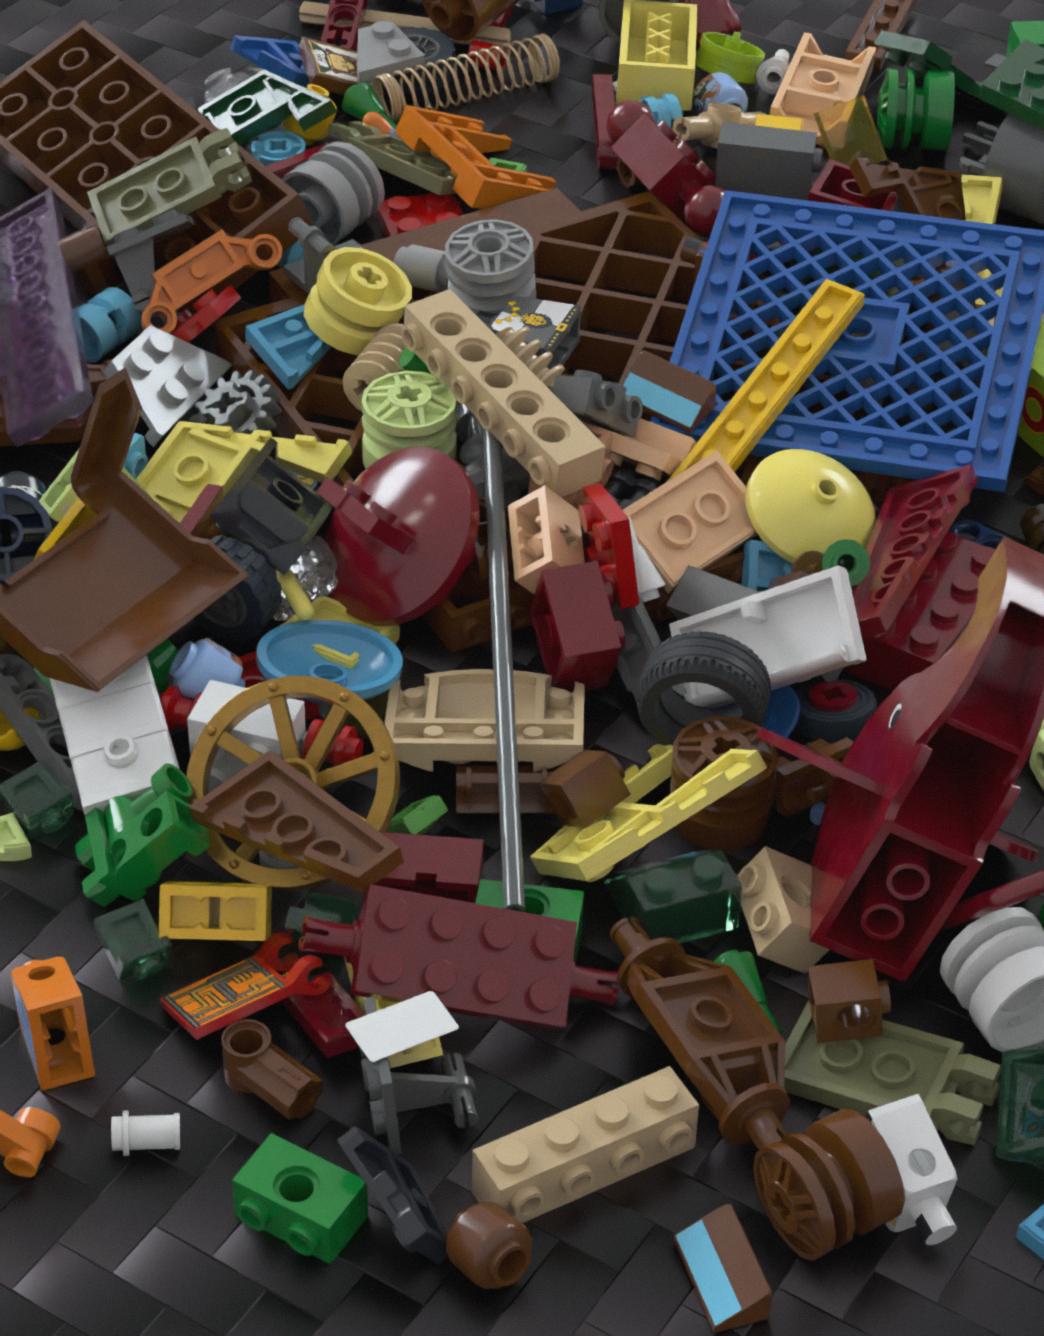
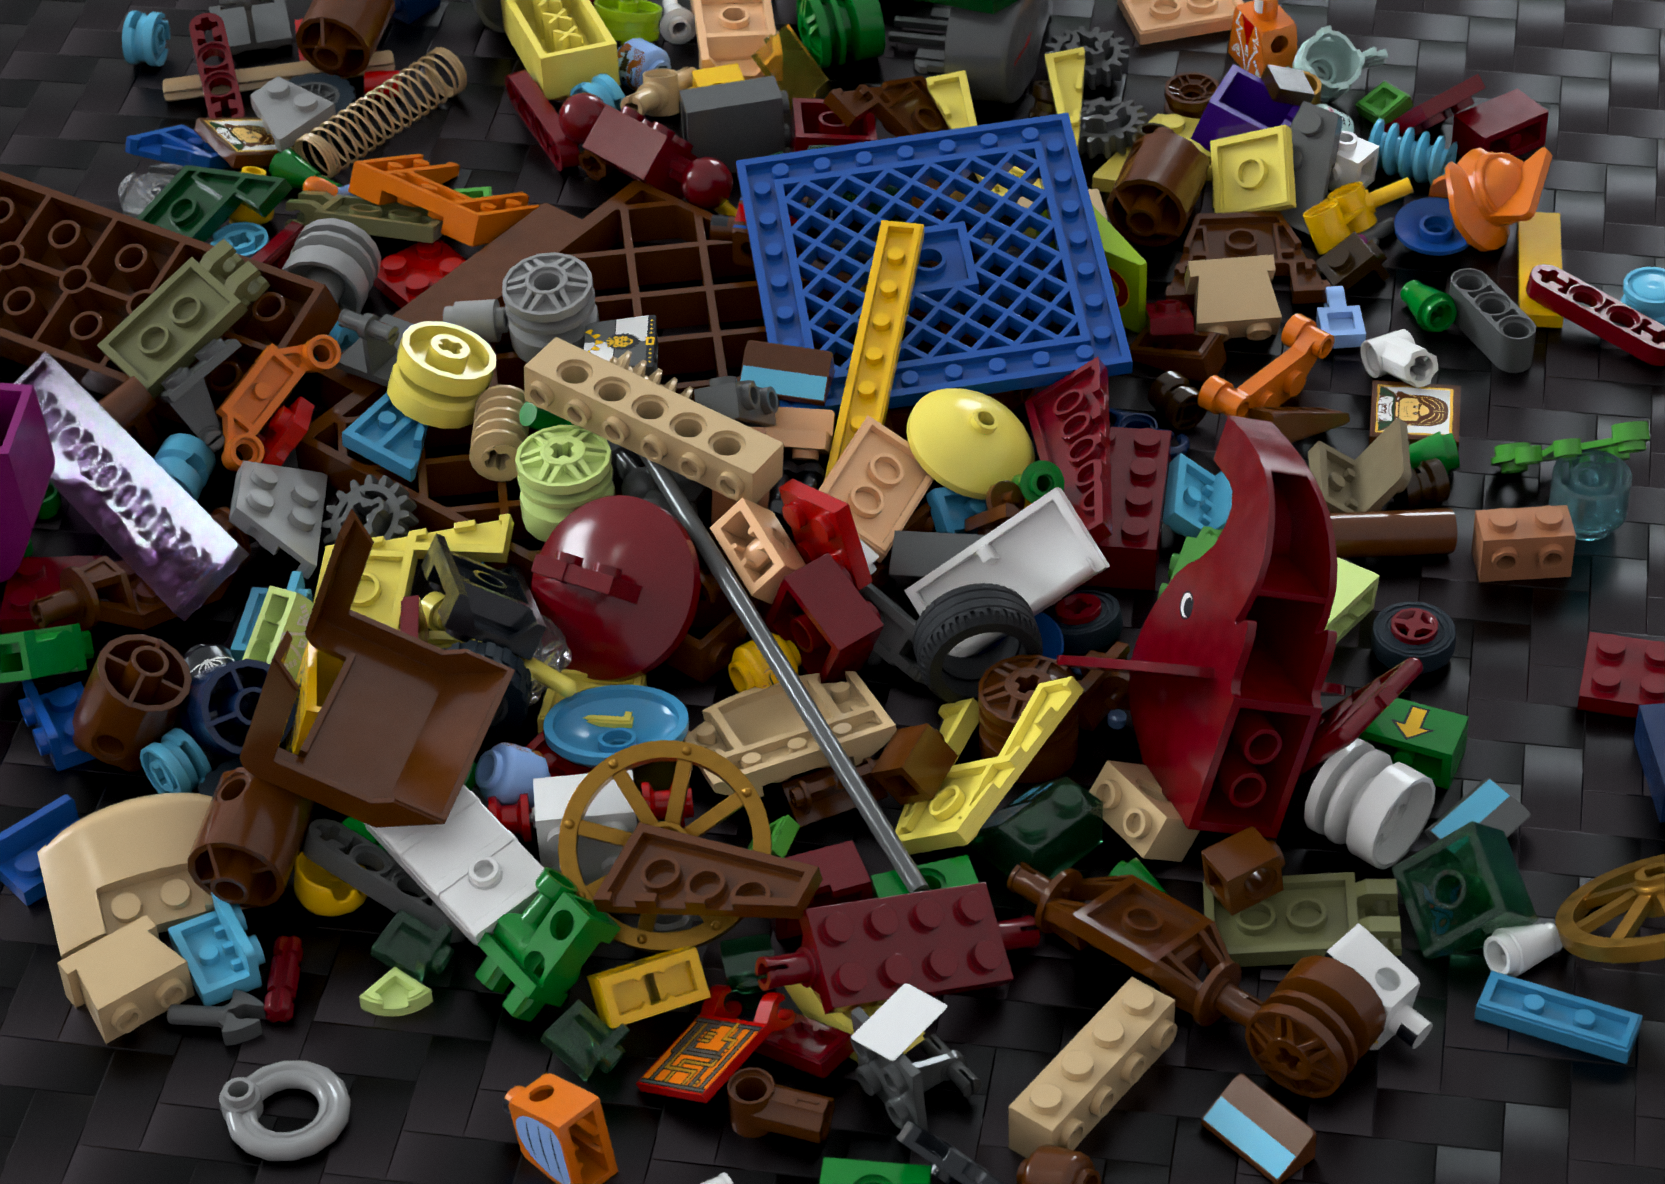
camera: 20 degrees left, 0 degrees up
(526, 649) = (751, 669): none -> yellow head

